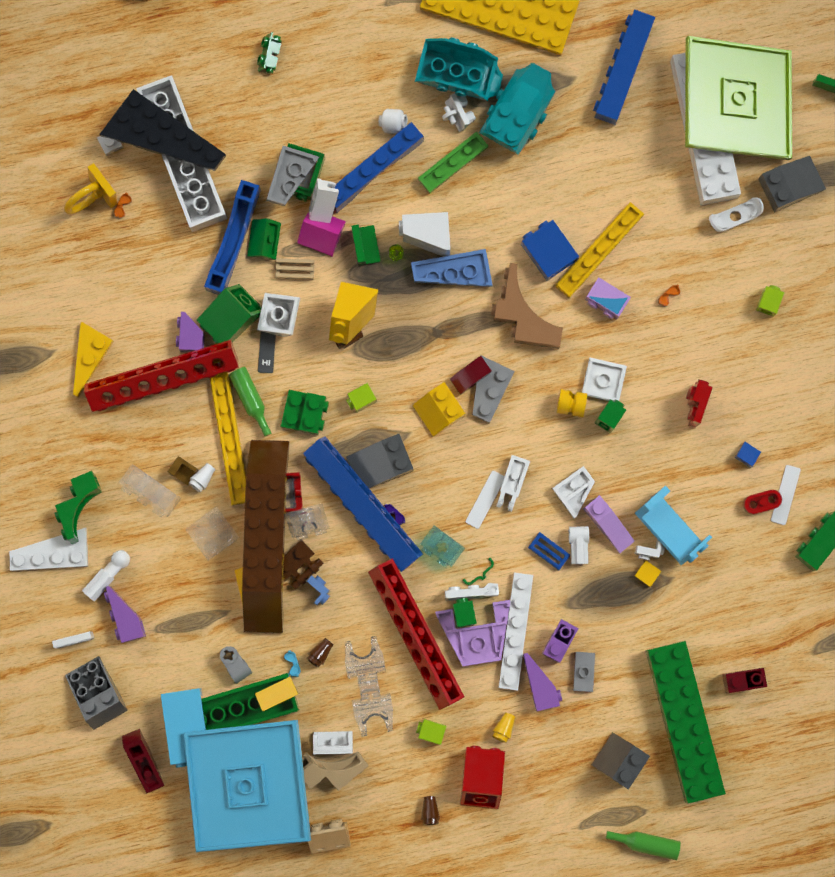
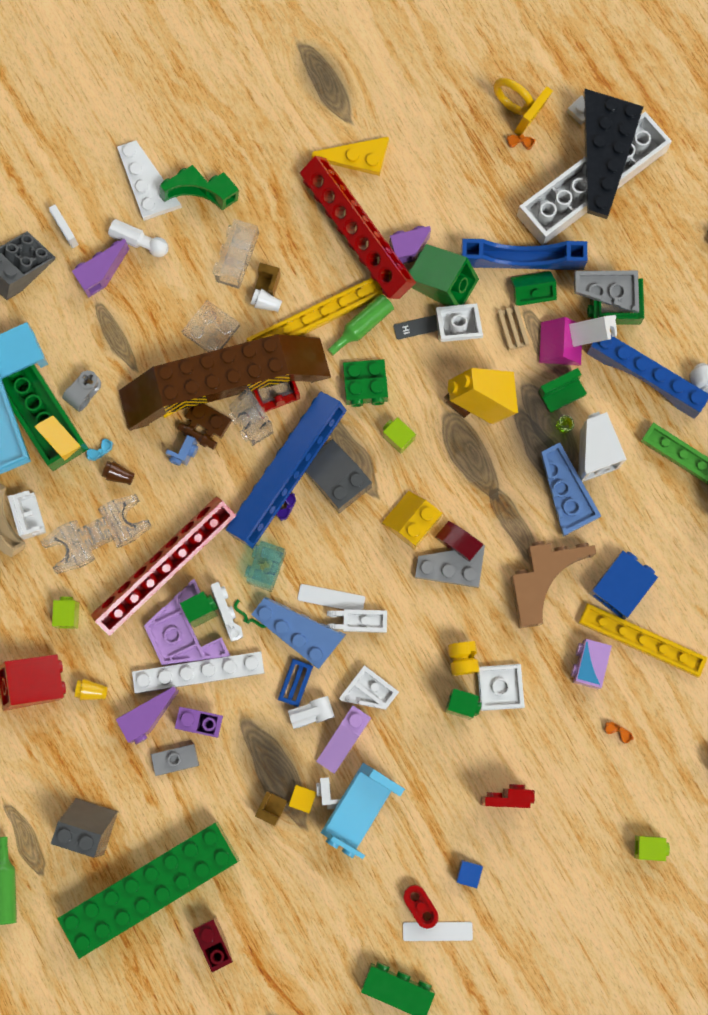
camera: 75 degrees right, 5 degrees down
(506, 535) = (307, 637): none -> medium blue wing
(648, 602) = (271, 808): none -> pearl gold panel

